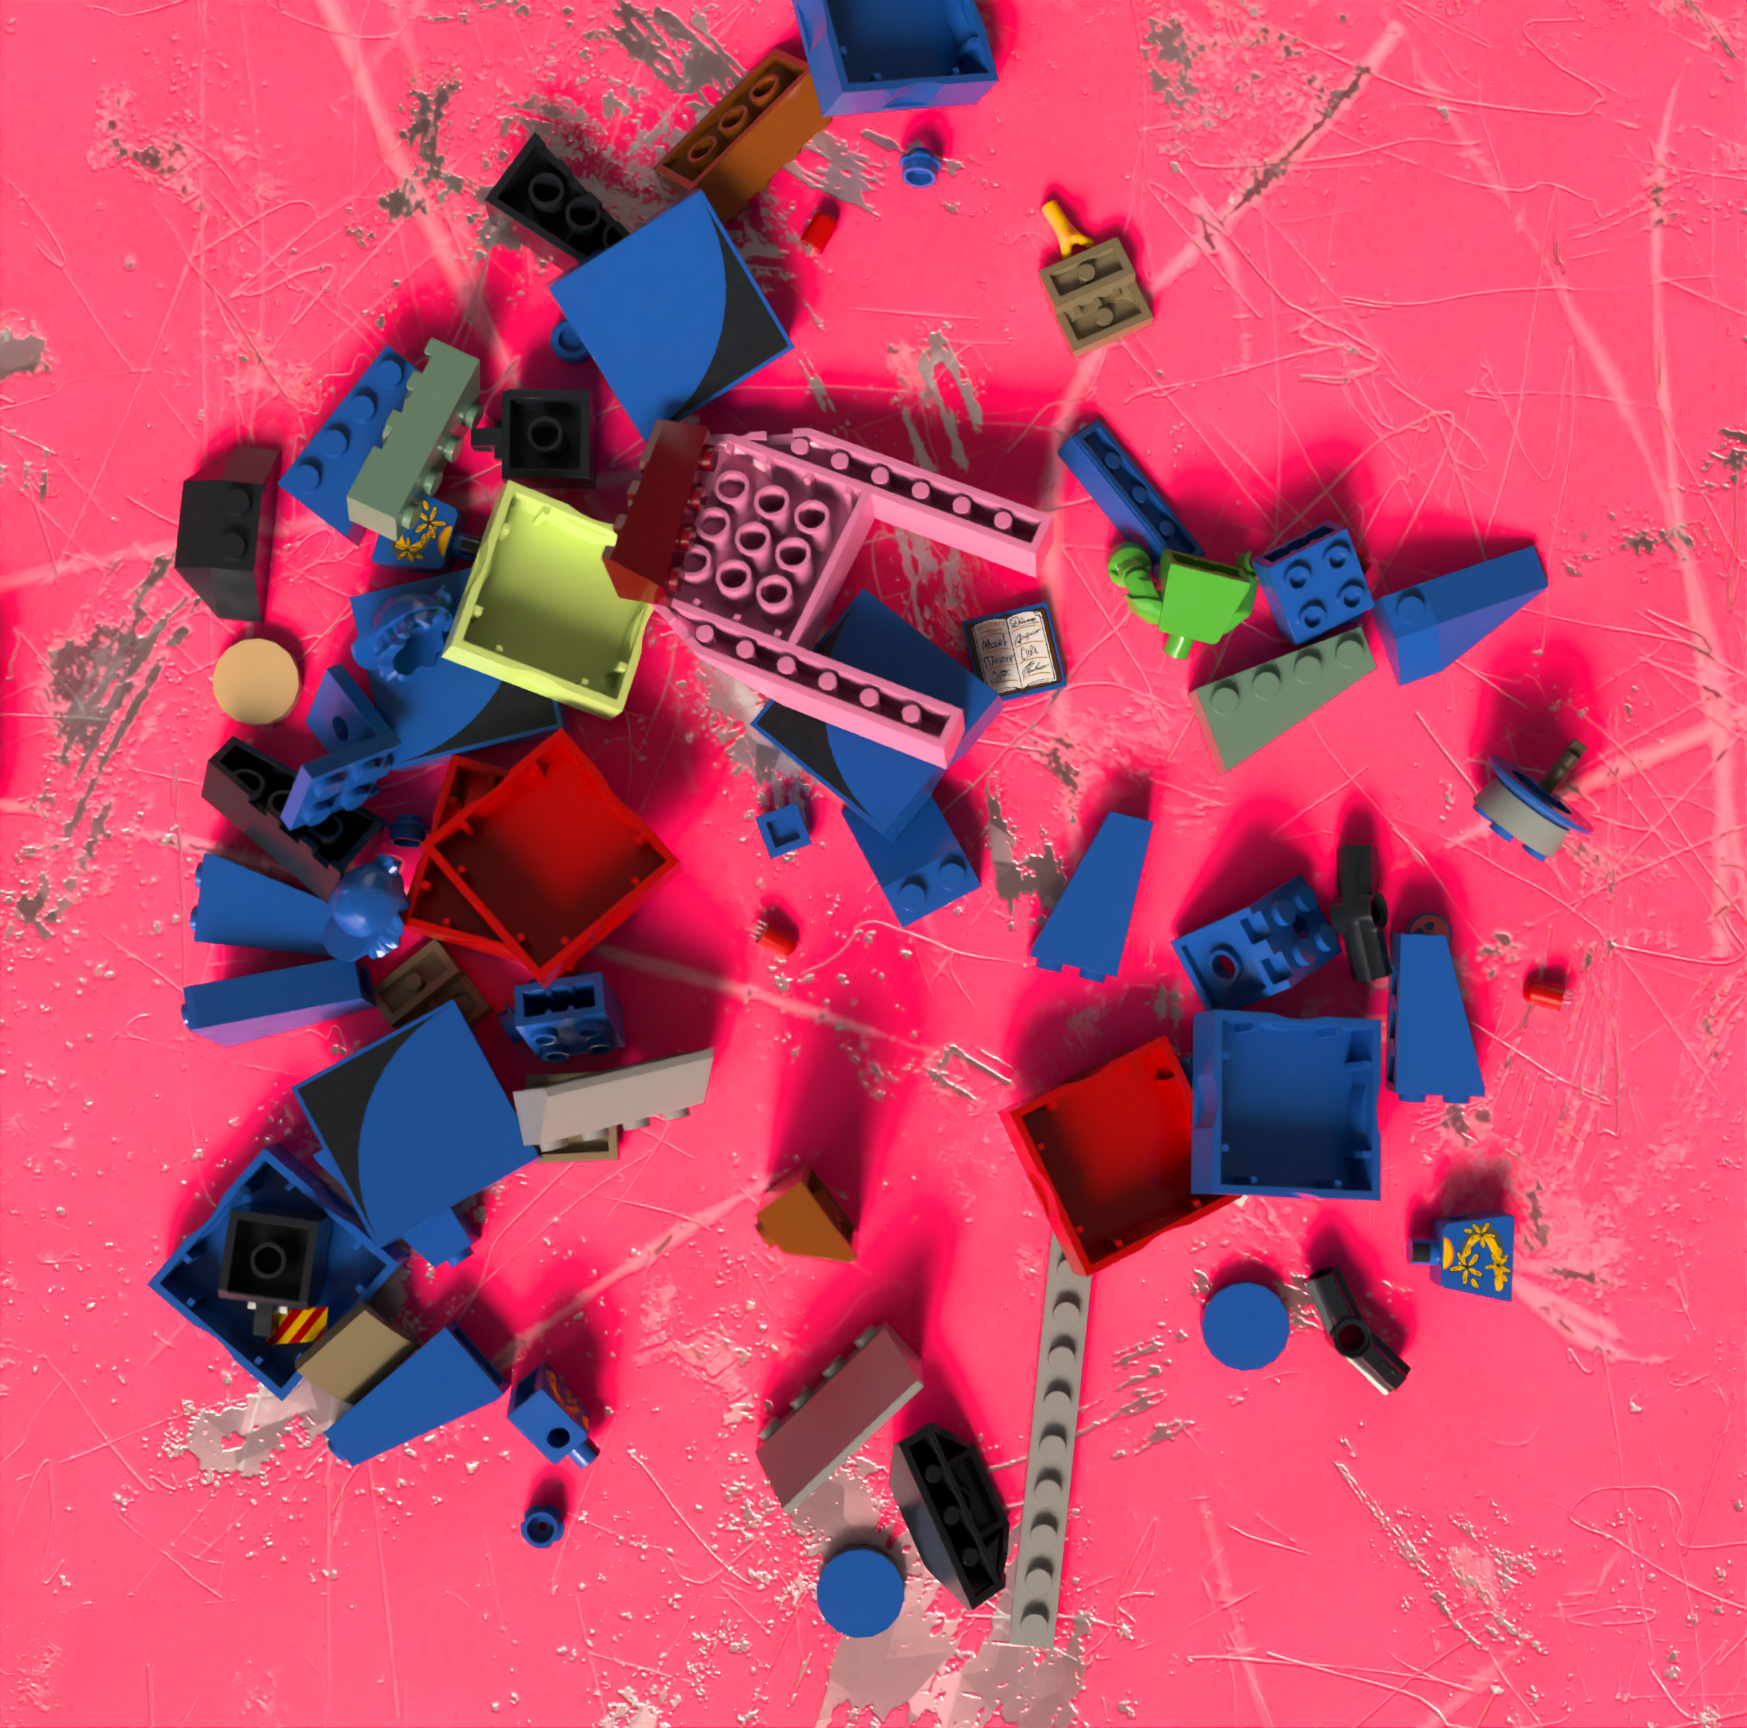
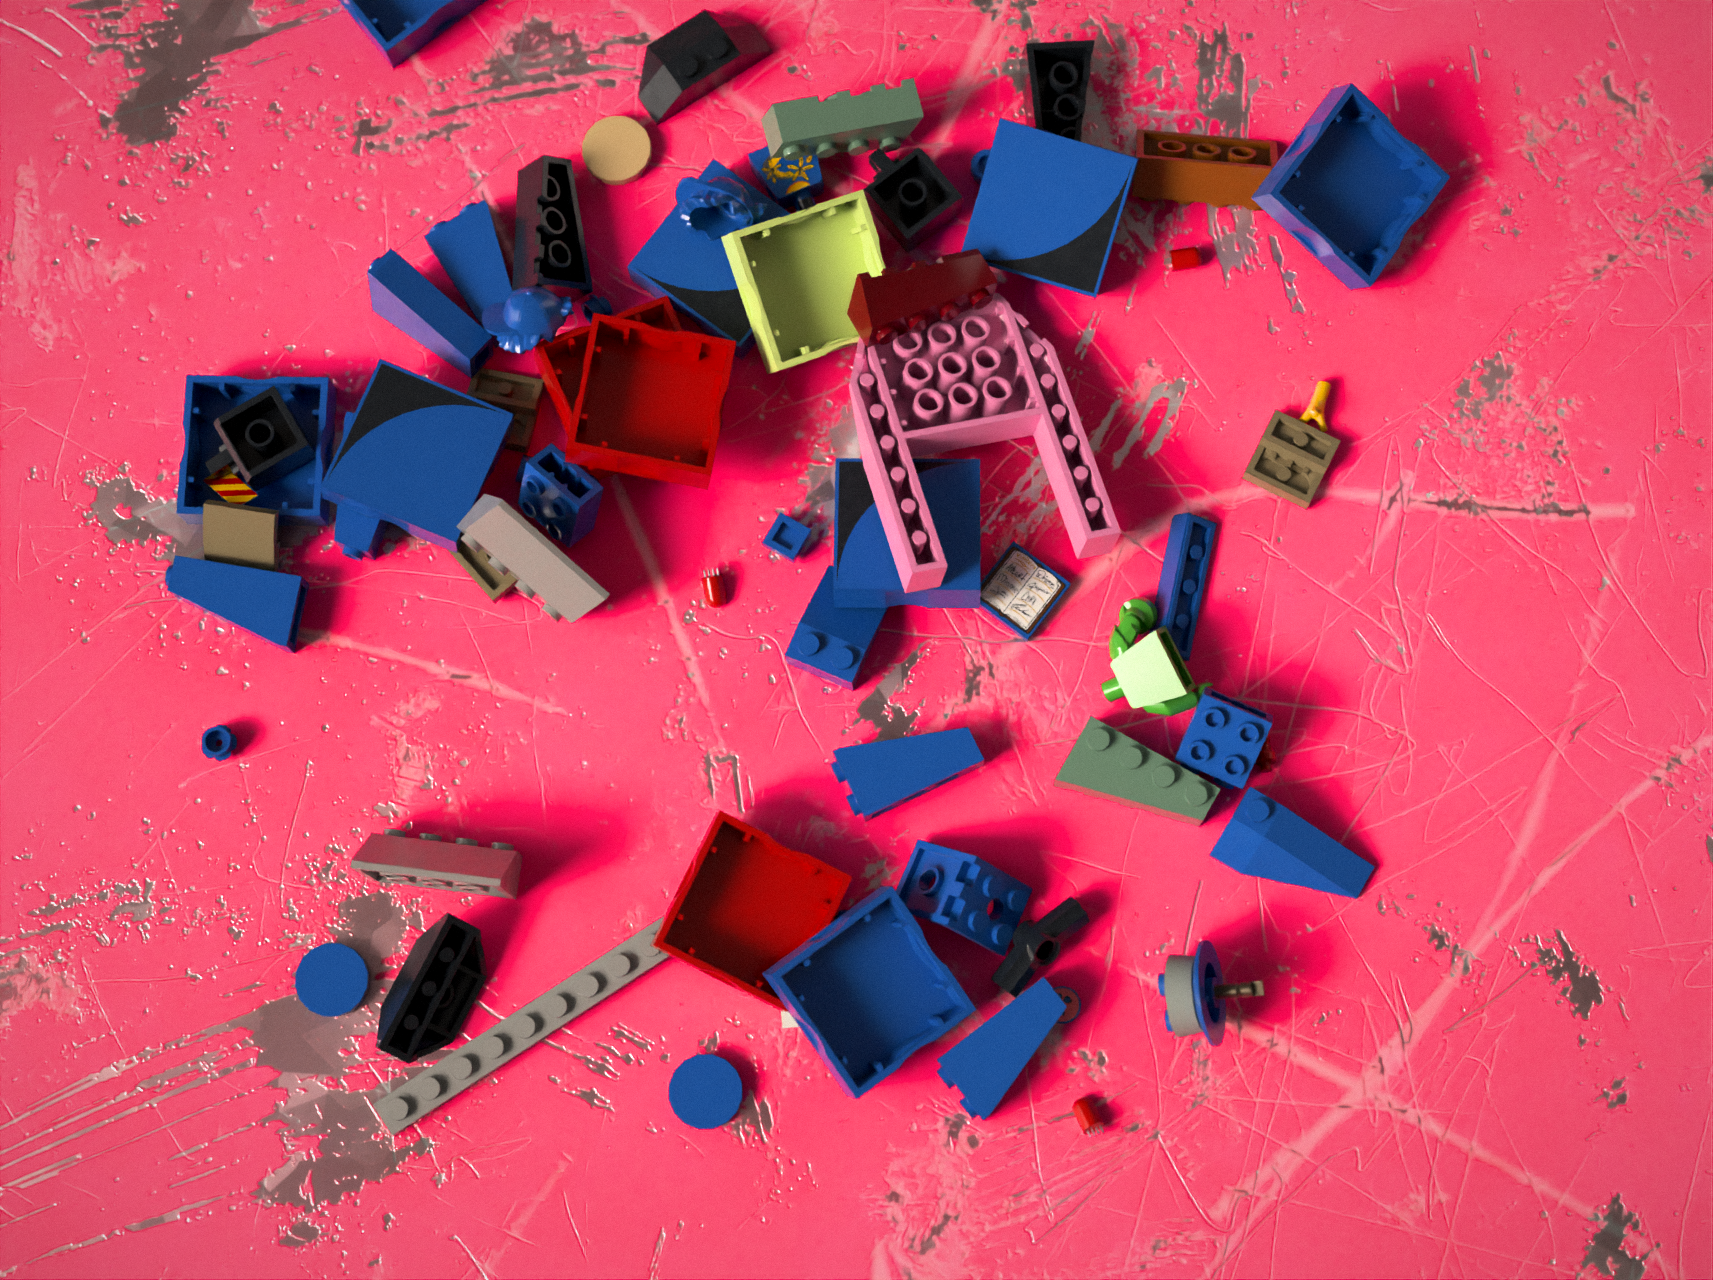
camera: 55 degrees right, 10 degrees down
(339, 449) = (794, 80): blue wedge -> none
(357, 751) = (611, 240): blue bracket -> none
(552, 1417) = (298, 677): blue torso -> none
(806, 1219) = (551, 731): dark orange slope -> none
(920, 167) = (1278, 286): blue plate -> none
(1367, 1351) = (752, 1189): black piece -> none
(1469, 1253) = (871, 1199): blue torso -> none

